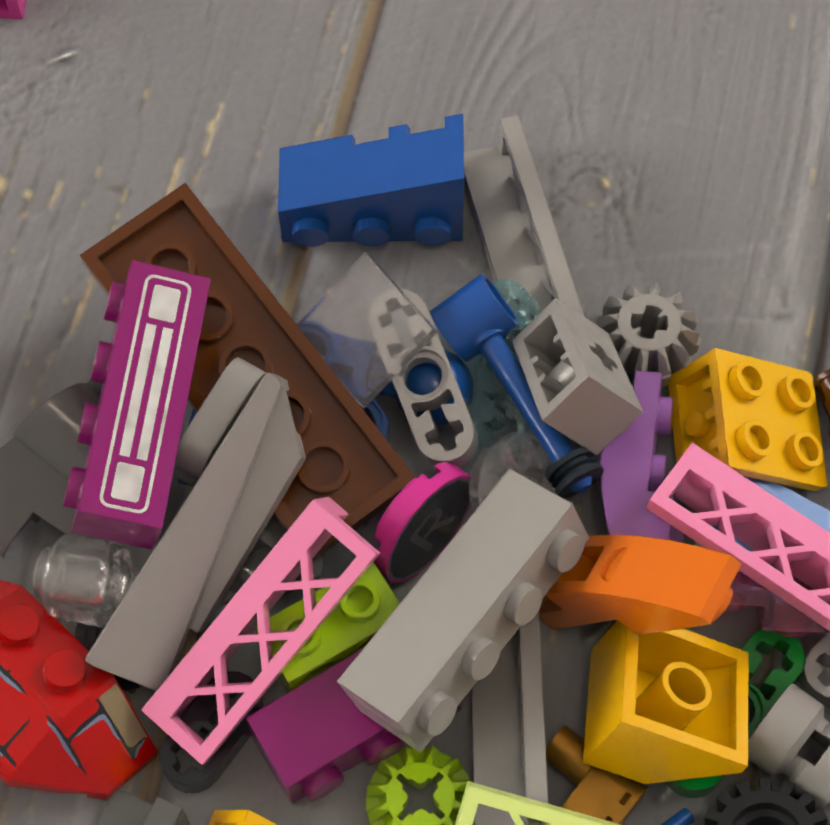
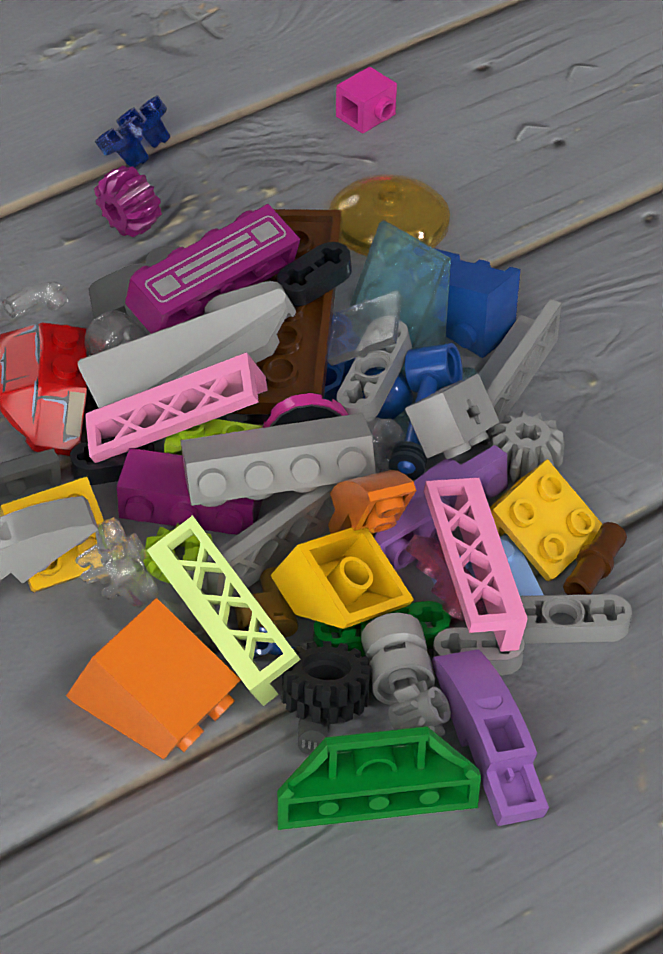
camera: 40 degrees right, 20 degrees down
(161, 143) = (395, 199): none -> clear yellow dish
(233, 300) = (316, 273): none -> black beam
(342, 218) = (420, 276): none -> clear light blue slope

